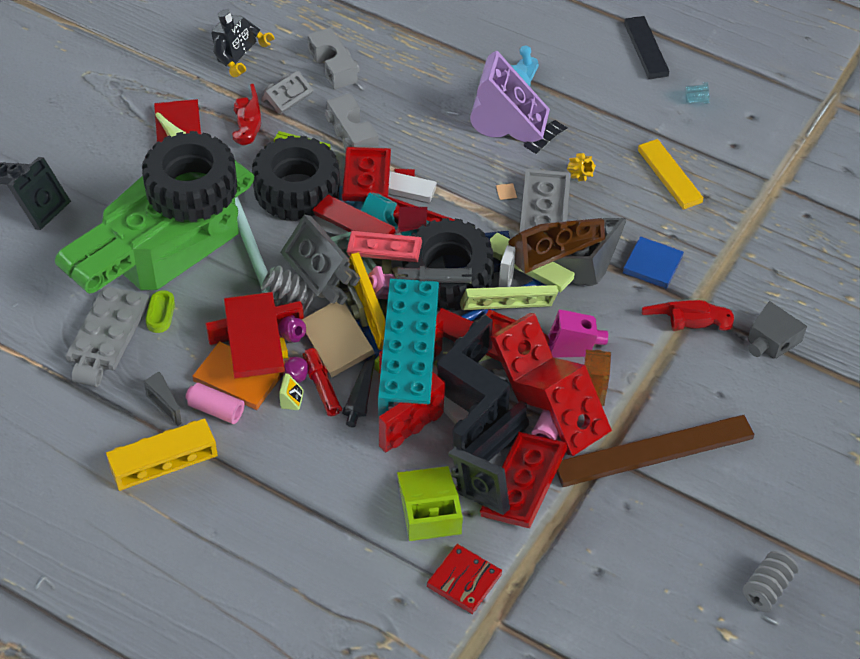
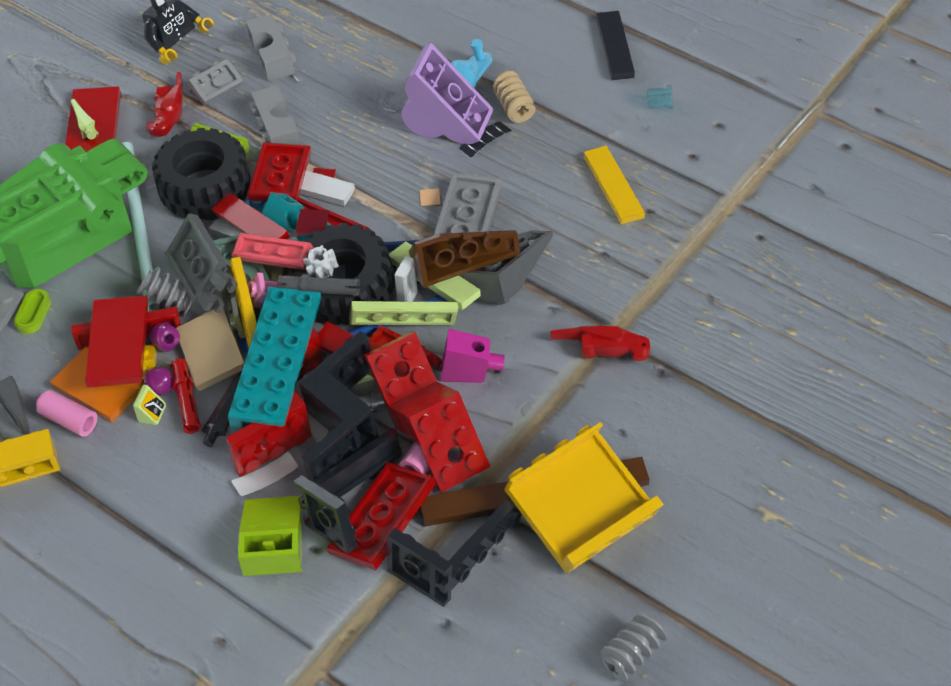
camera: 10 degrees right, 0 degrees up
(192, 198) = (72, 189): black tyre -> none
(409, 449) = (265, 475): none -> white sticker
(433, 254) = (320, 262): none -> white gear
(464, 578) = (294, 621): red tile -> none
(566, 97) = (513, 97): none -> tan piece
(579, 524) = (433, 574): none -> black bracket
(581, 167) = (513, 169): yellow gear -> none
(598, 367) = (481, 403): clear orange brick -> none
(653, 262) = (575, 281): blue tile -> none
(700, 454) = (580, 498): none -> yellow panel
(775, 332) = (694, 366): dark grey torso -> none

